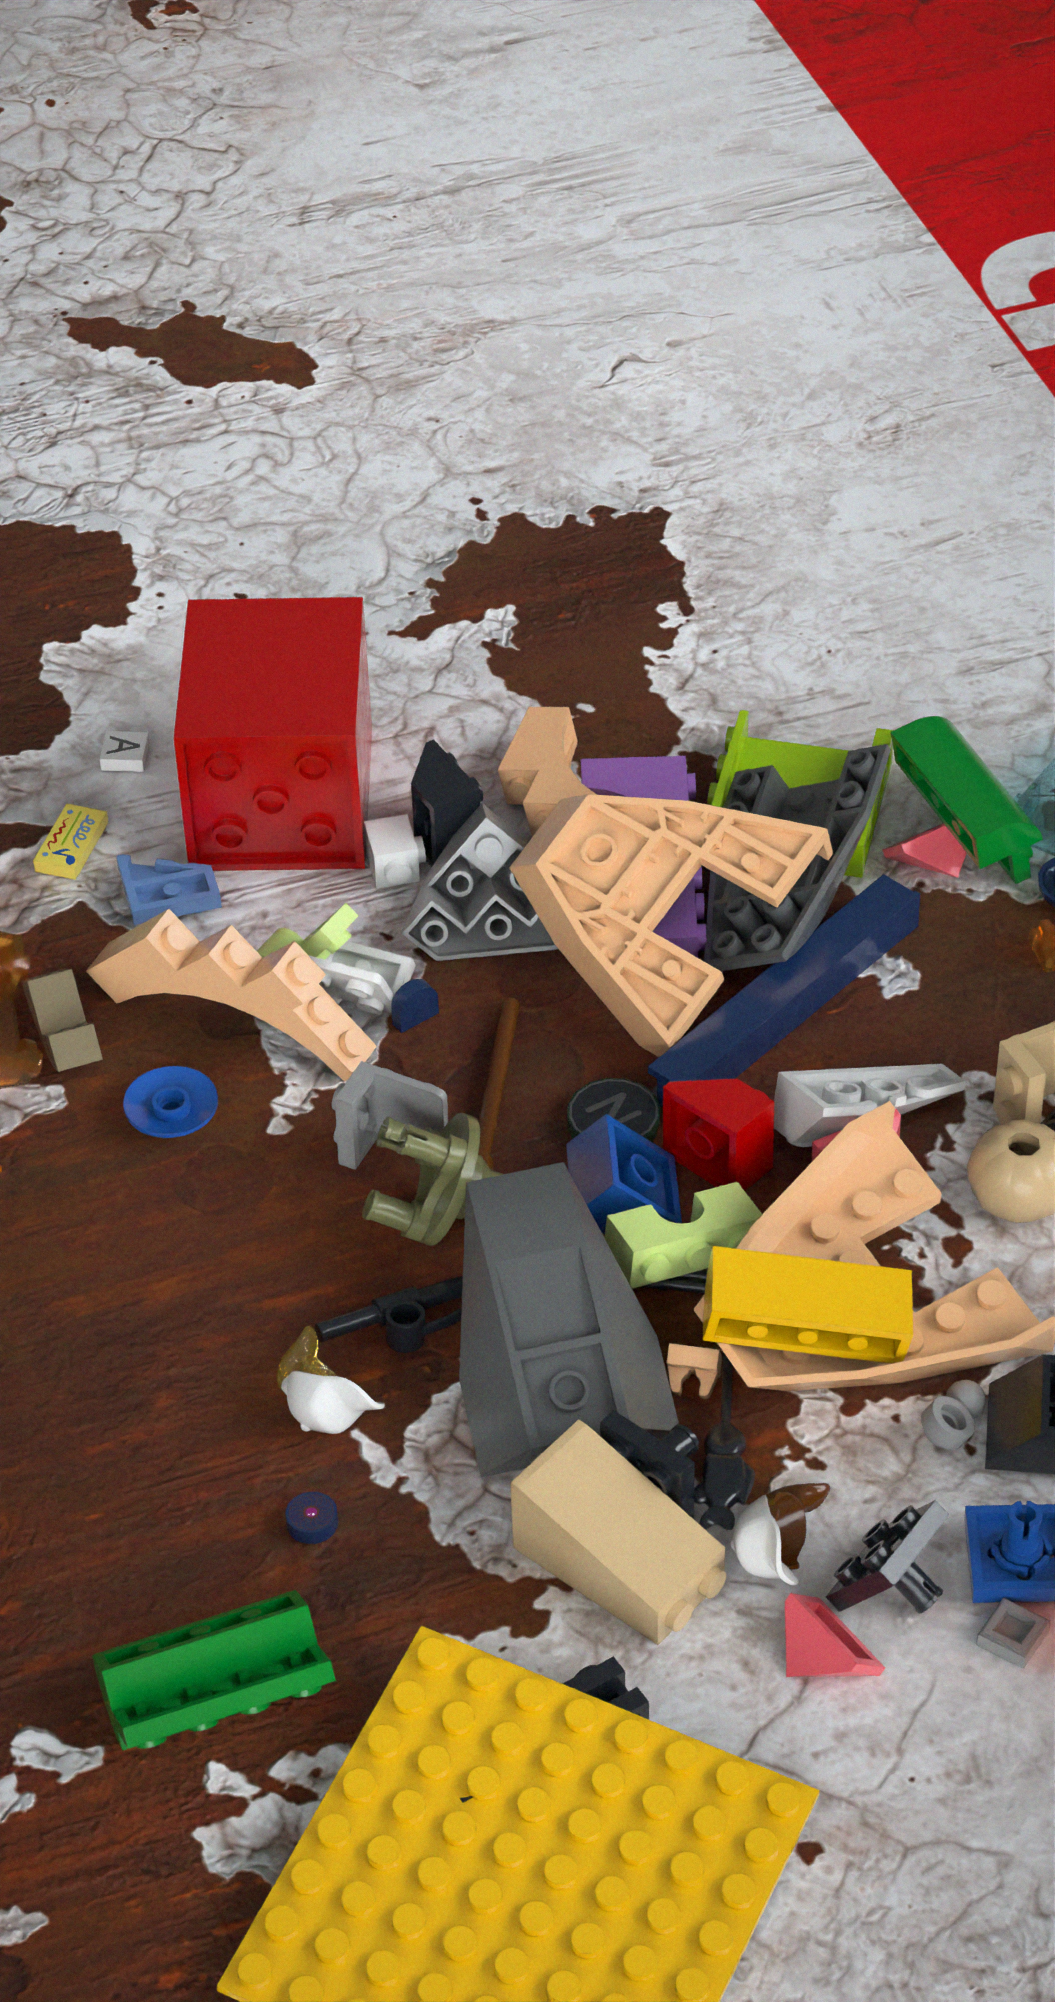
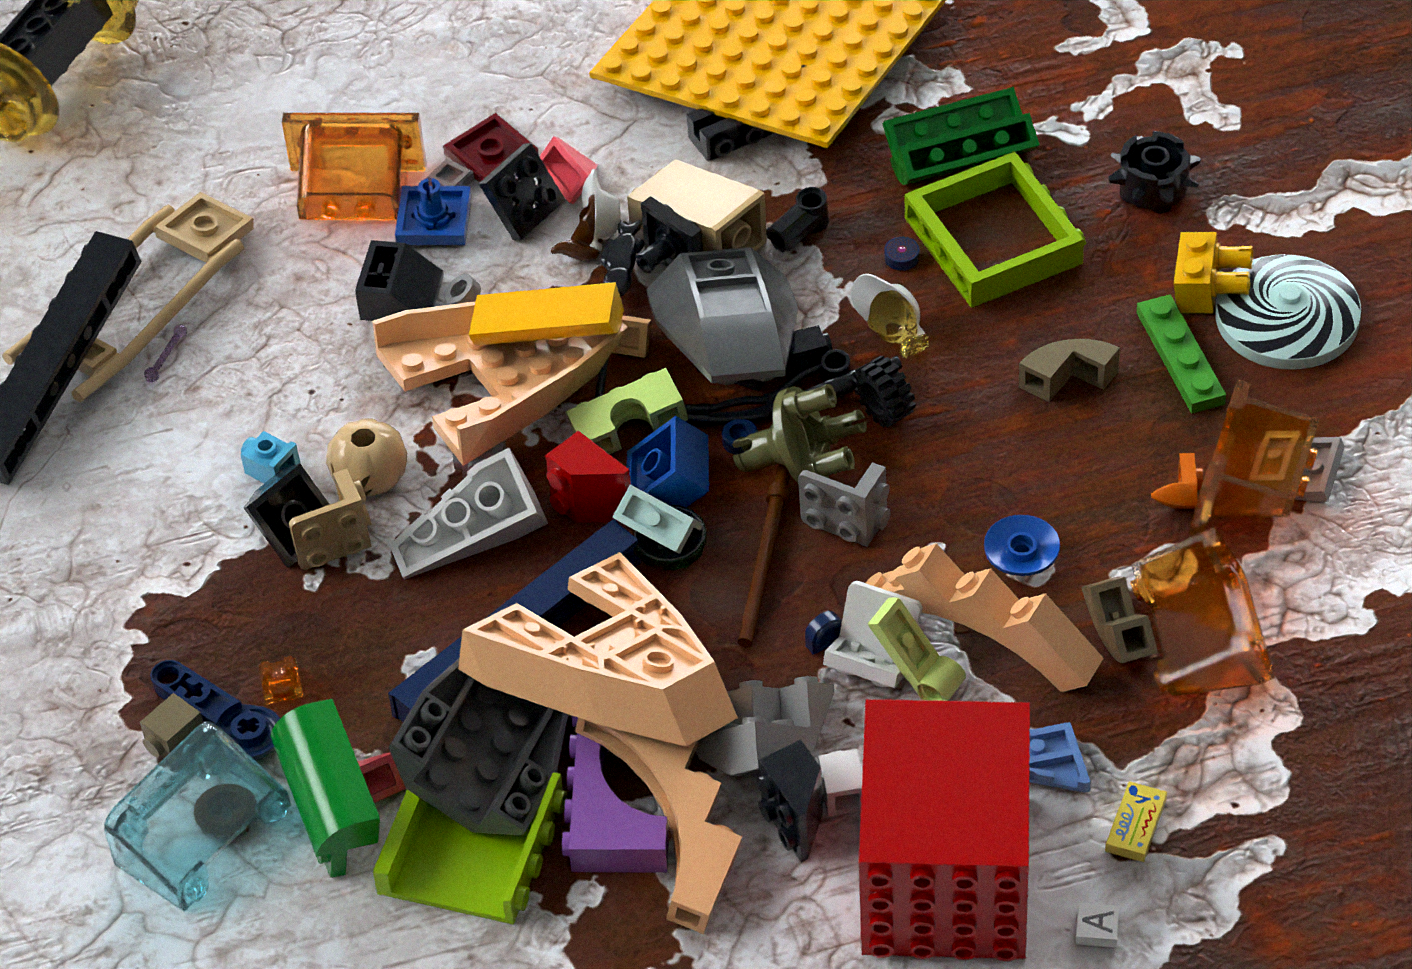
camera: 175 degrees left, 5 degrees up
(105, 1336) = (1052, 365): none -> dark tan brick
(142, 1470) = (1009, 275): none -> lime window
(339, 1267) = (883, 391): none -> black tyre
(438, 1346) = (807, 349): none -> black brick
(457, 1553) = (805, 217): none -> black piece
(622, 1091) = (655, 519): none -> light aqua panel
(959, 1688) = (485, 146): none -> dark red tile

